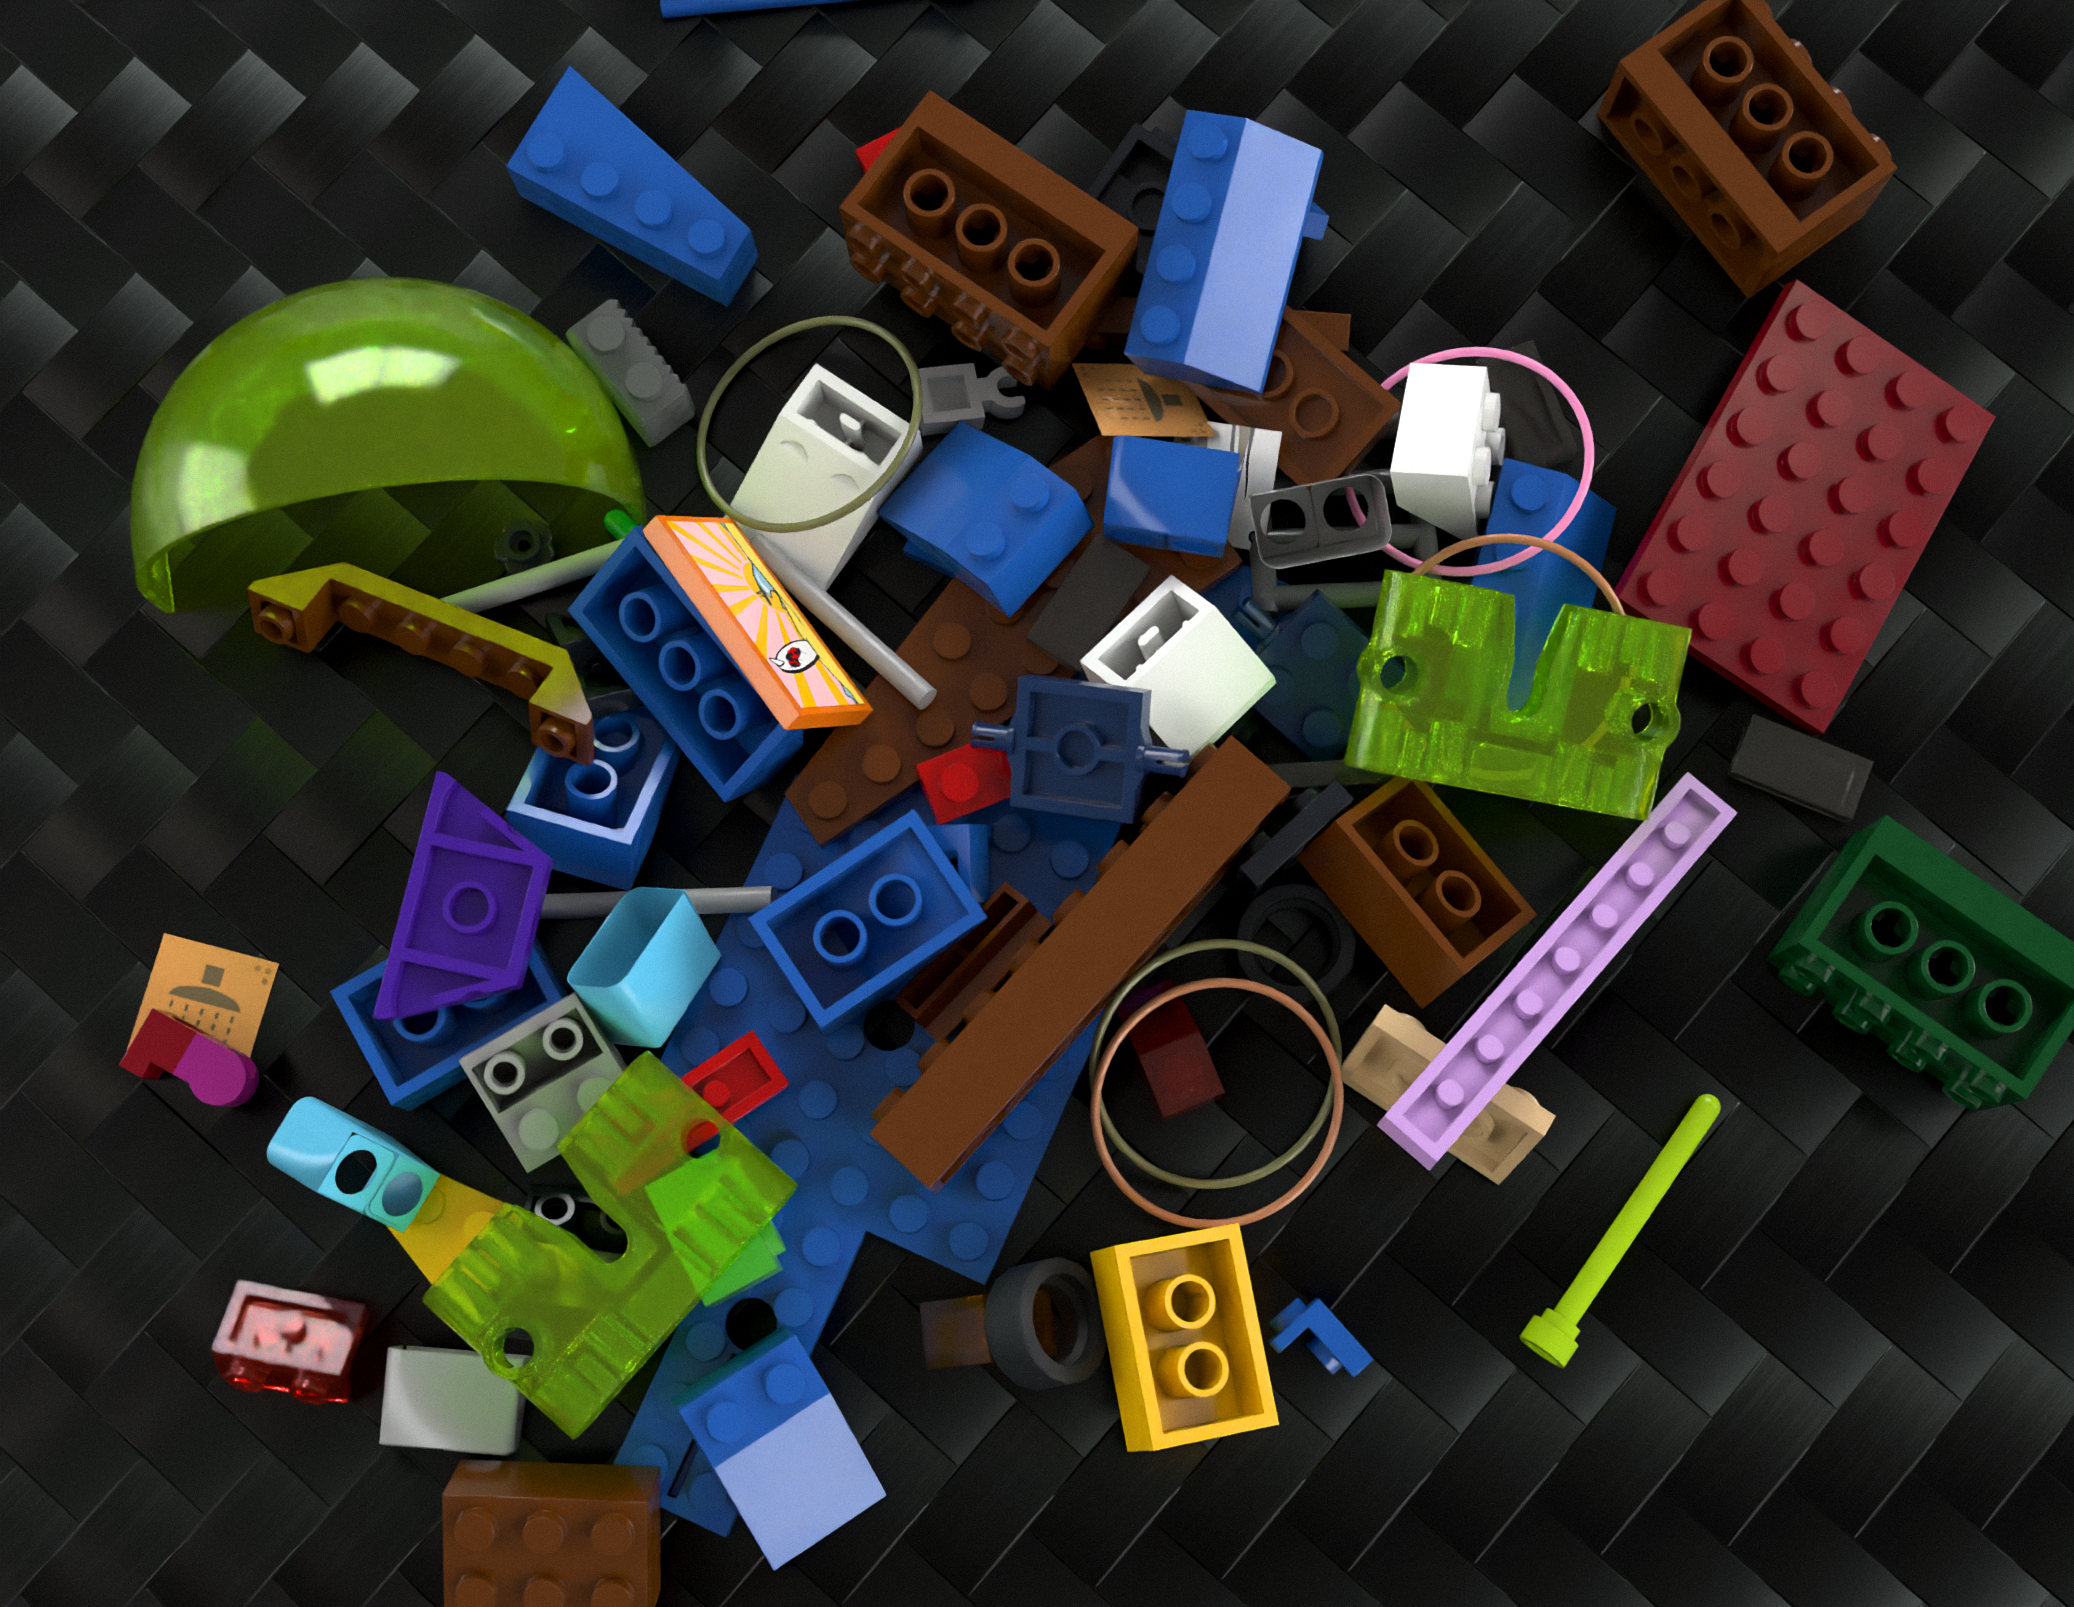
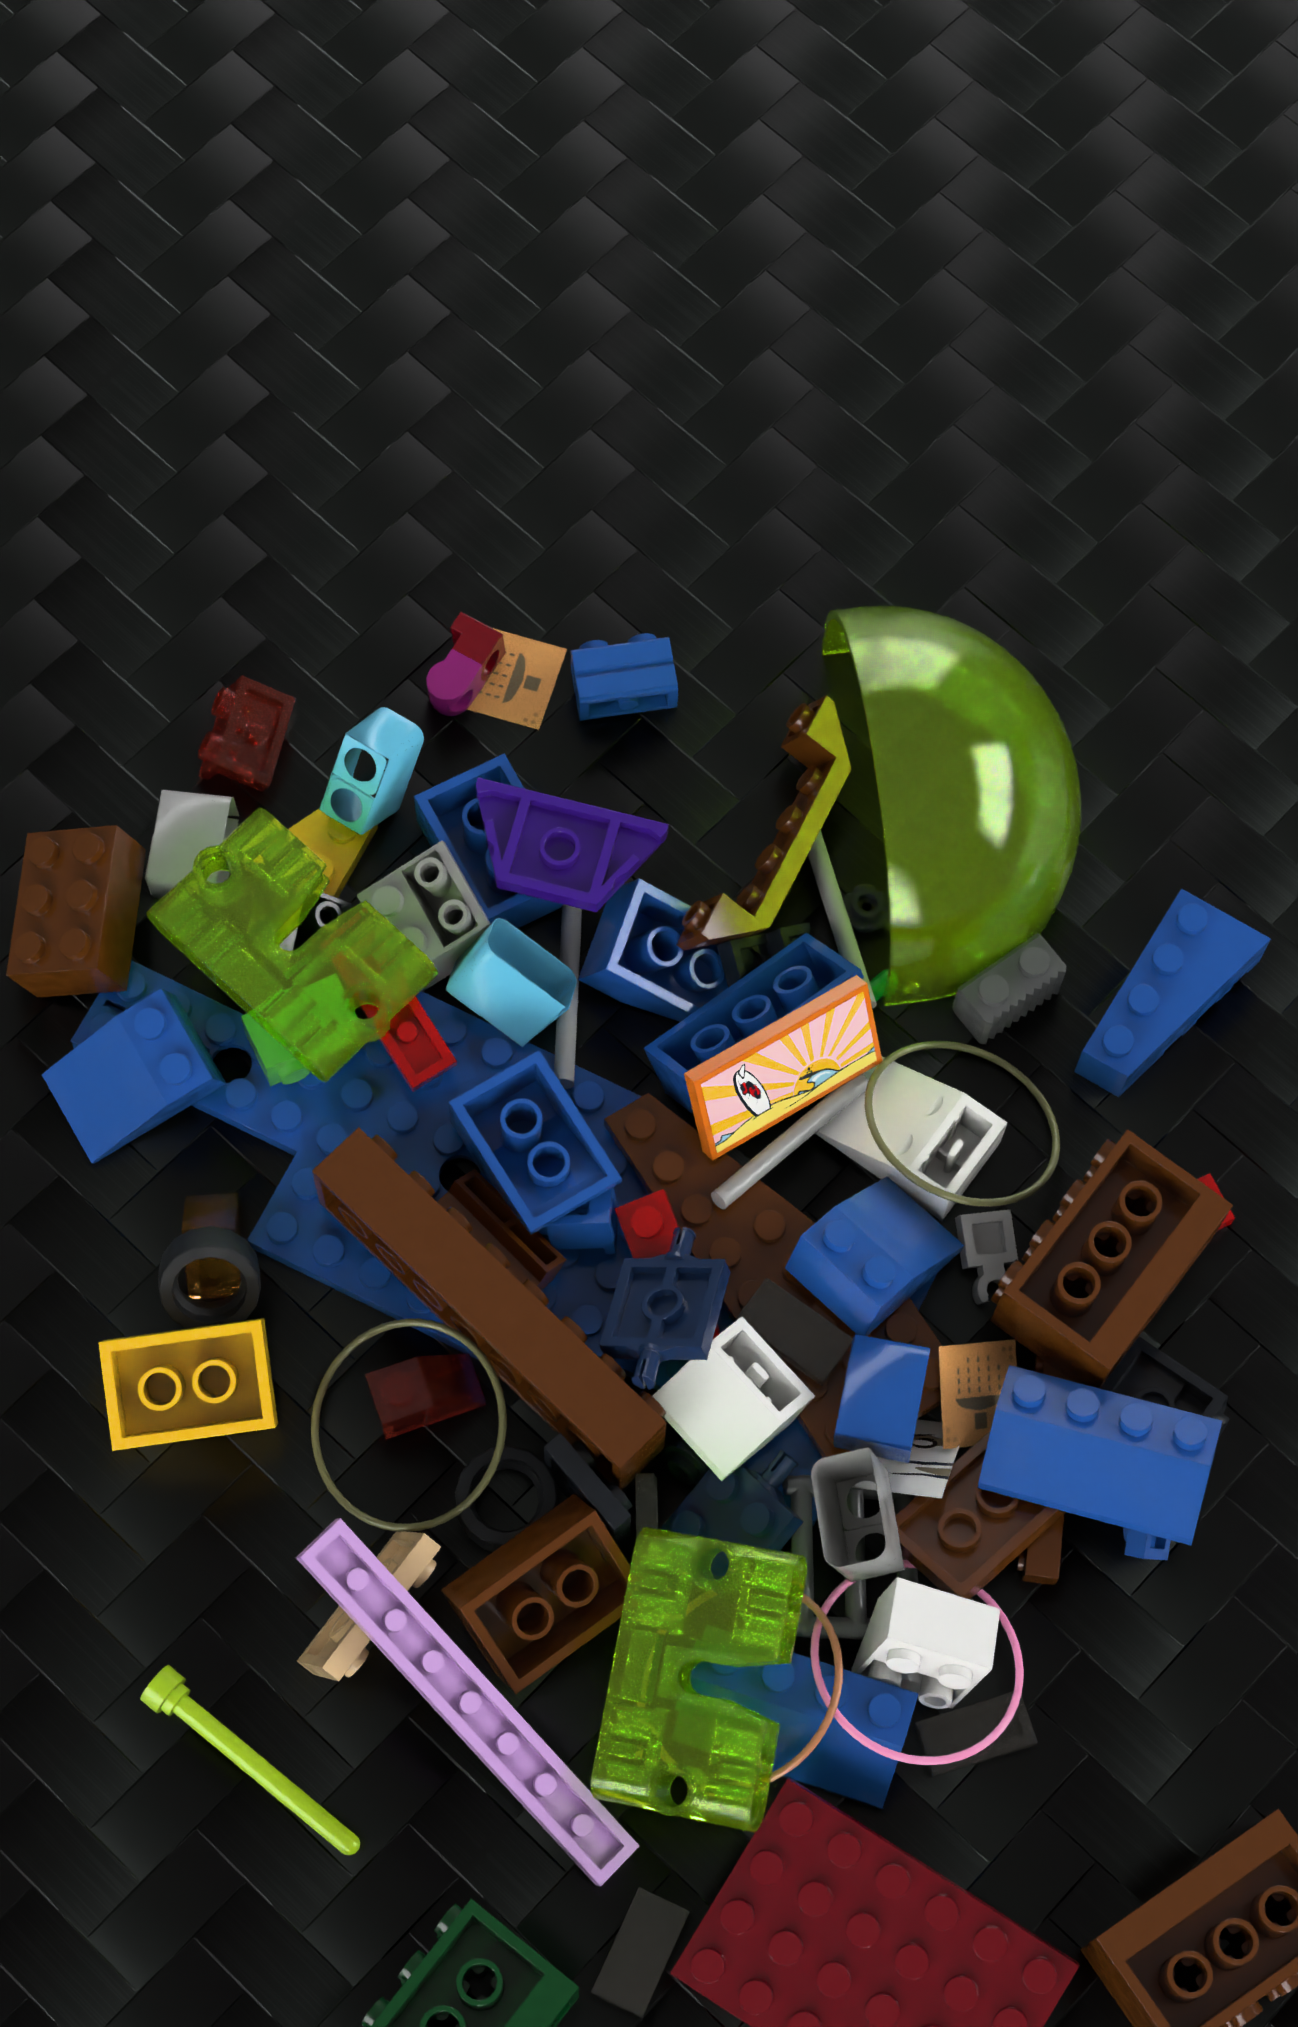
camera: 85 degrees right, 10 degrees down
(209, 853) = (624, 677): none -> blue brick
(1142, 1012) = (469, 1431): nougat piece -> none
(1331, 1342) = (180, 1509): blue bracket -> none

